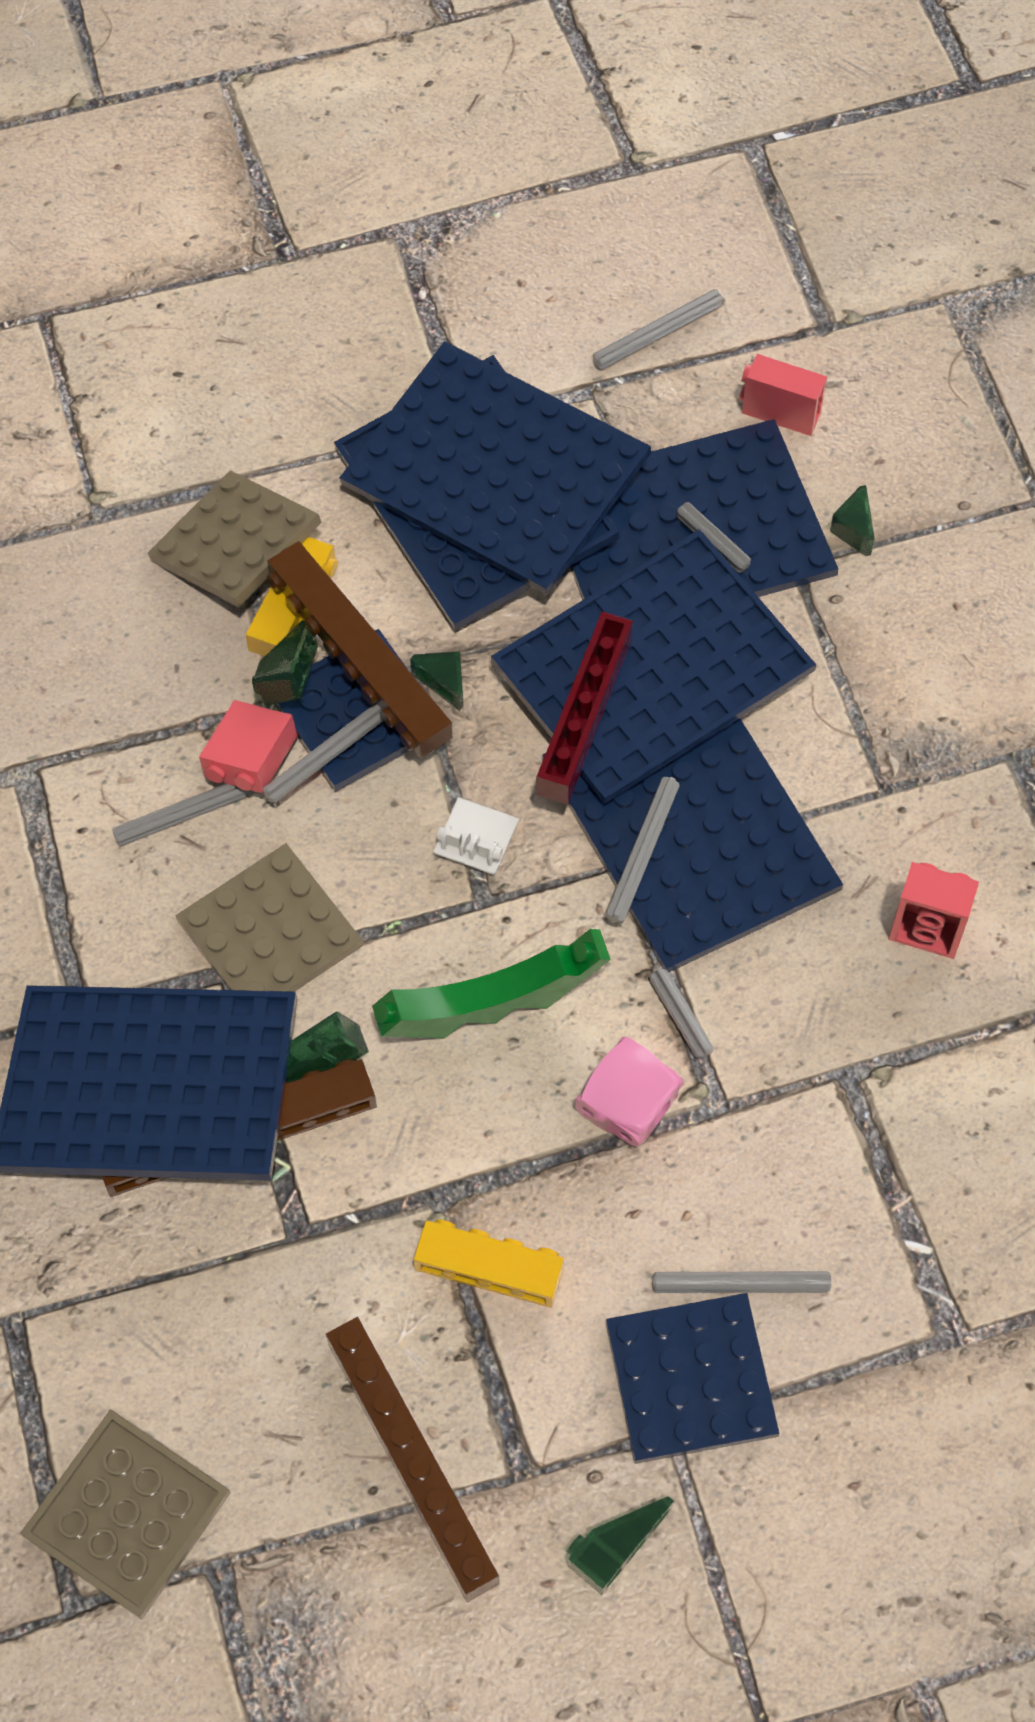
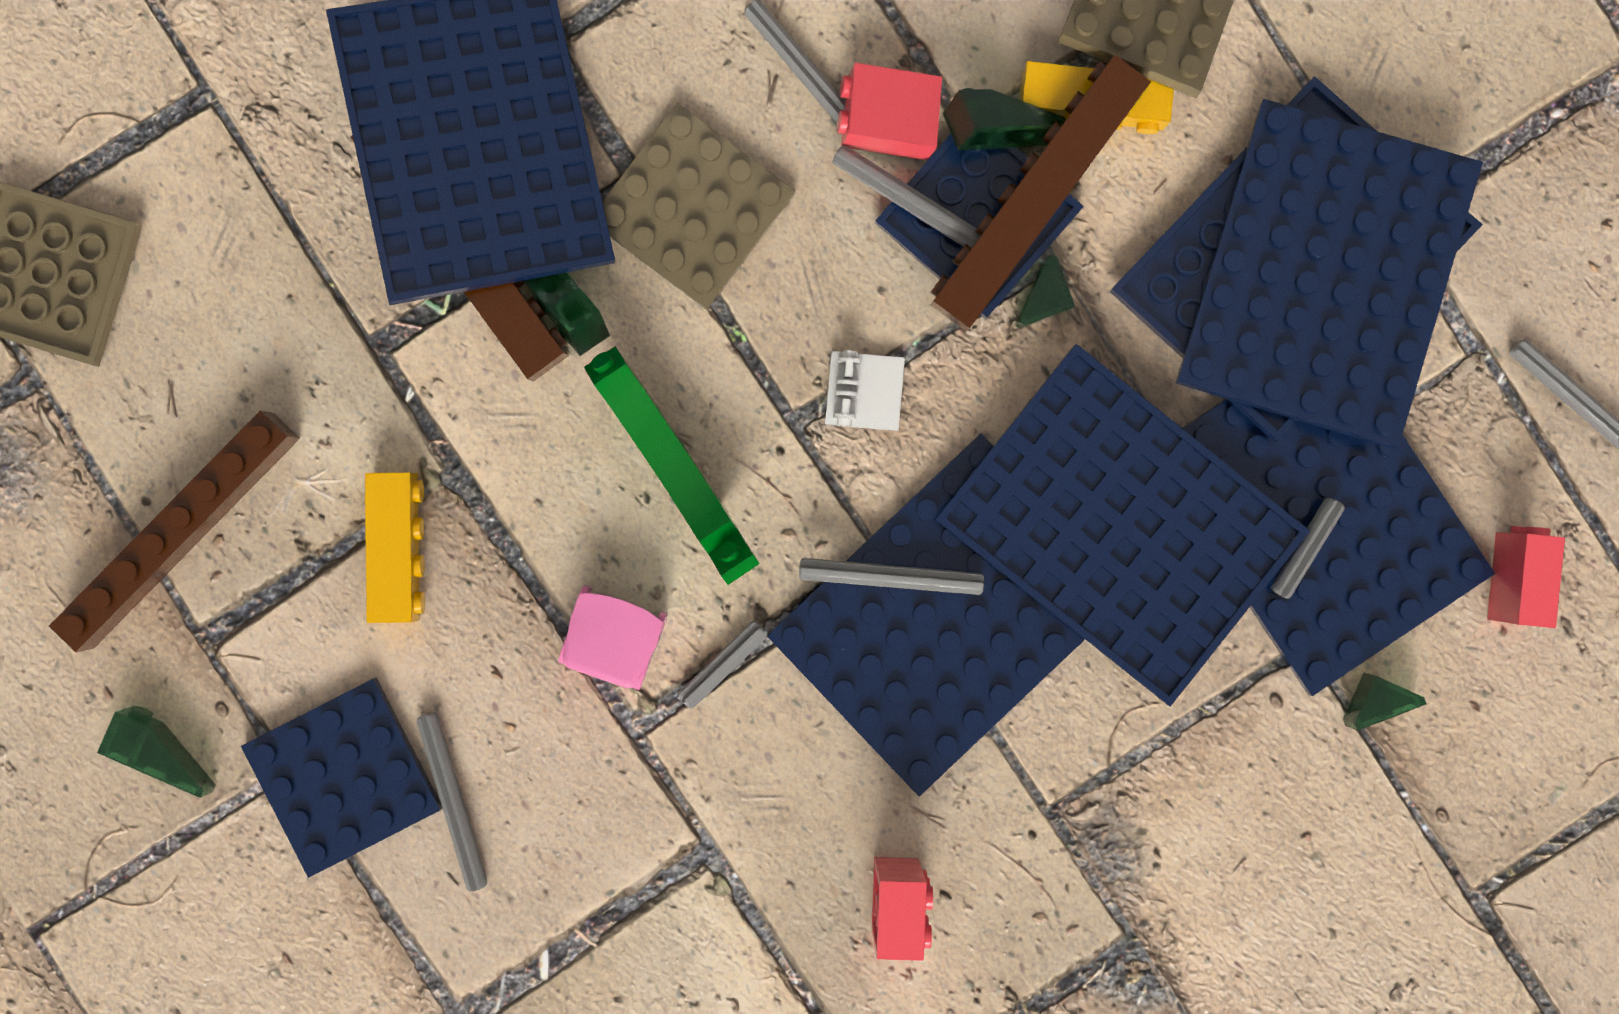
camera: 75 degrees right, 25 degrees up
(584, 708) = (1031, 469): dark red brick -> none

